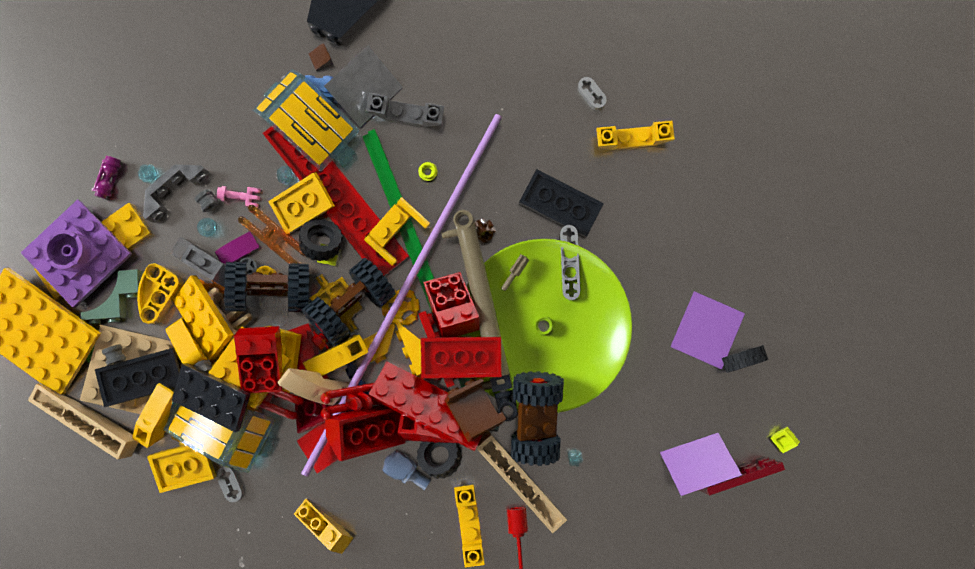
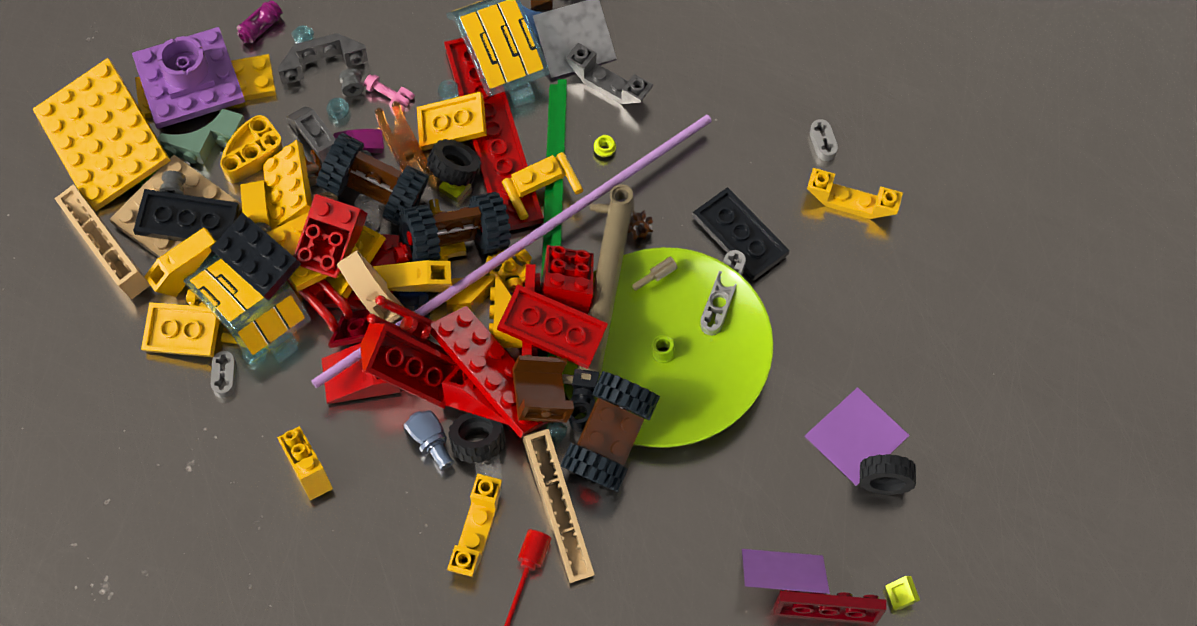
camera: 20 degrees right, 20 degrees down
(575, 457) = (636, 508): clear light blue plate -> none

